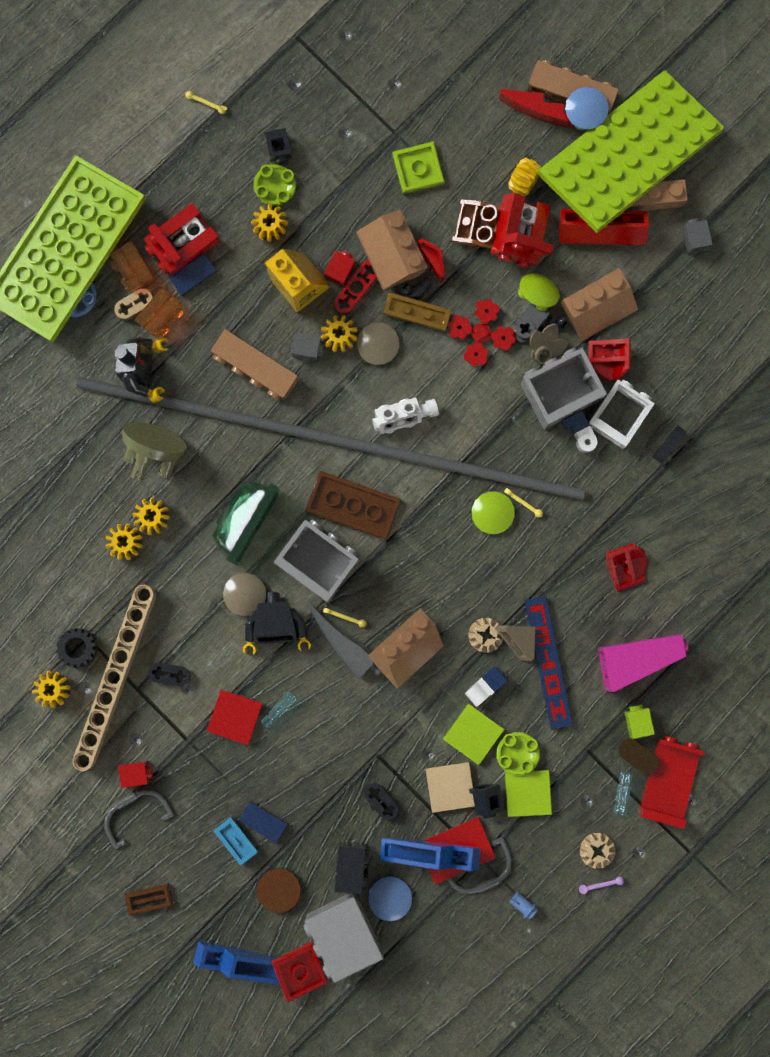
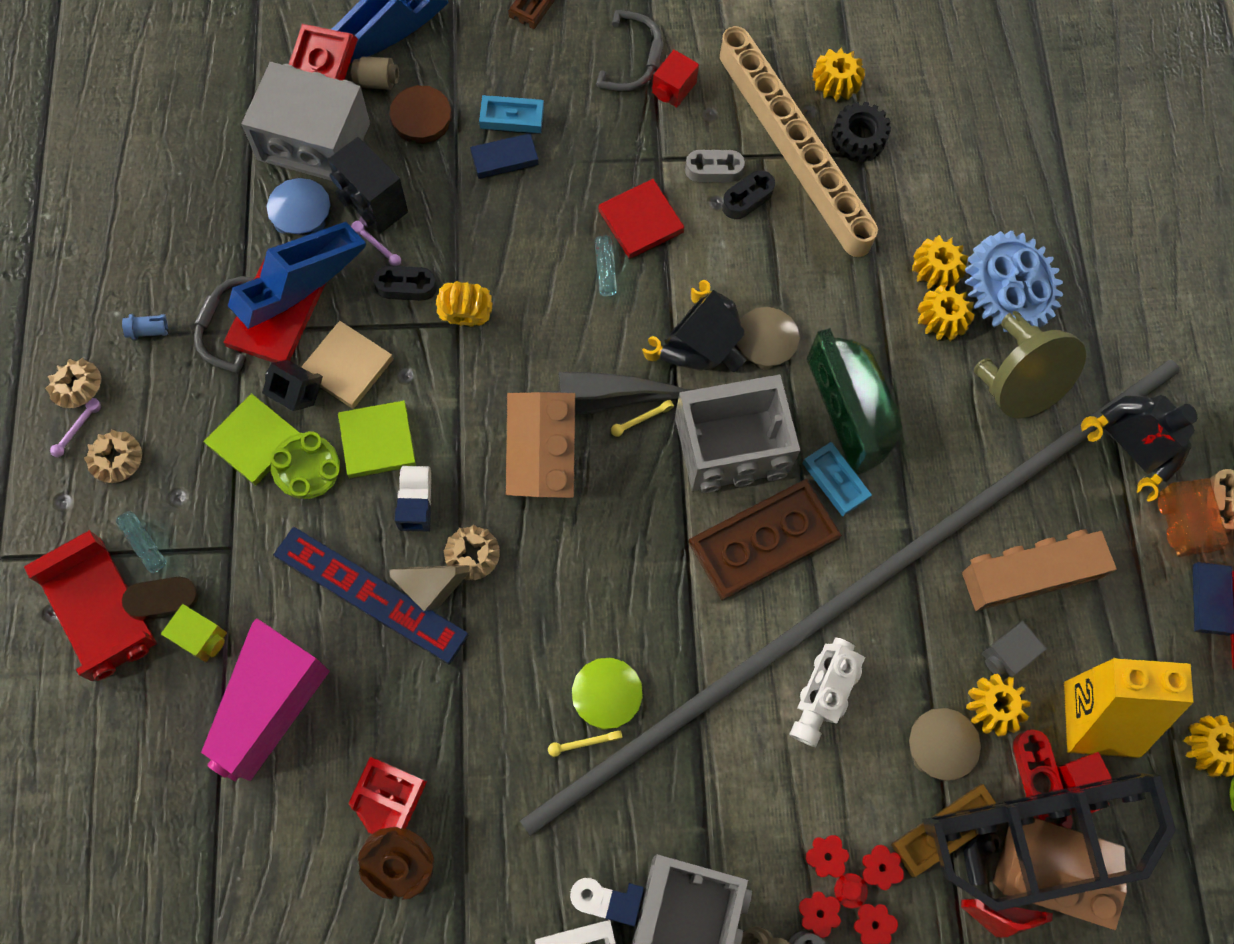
camera: 125 degrees right, 15 degrees down
(119, 503) = (1013, 277): none -> light blue gear
(163, 710) = (714, 166): none -> light grey beam
(278, 937) = (375, 73): none -> dark tan brick
(292, 496) = (837, 479): none -> dark azure plate
(369, 274) = (1057, 805): none -> black plate
(369, 756) = (464, 304): none -> yellow gear
(372, 856) = (394, 259): none -> lavender hinge
(580, 899) = (82, 390): none -> tan gear
(649, 534) = (395, 863): none -> reddish brown tile

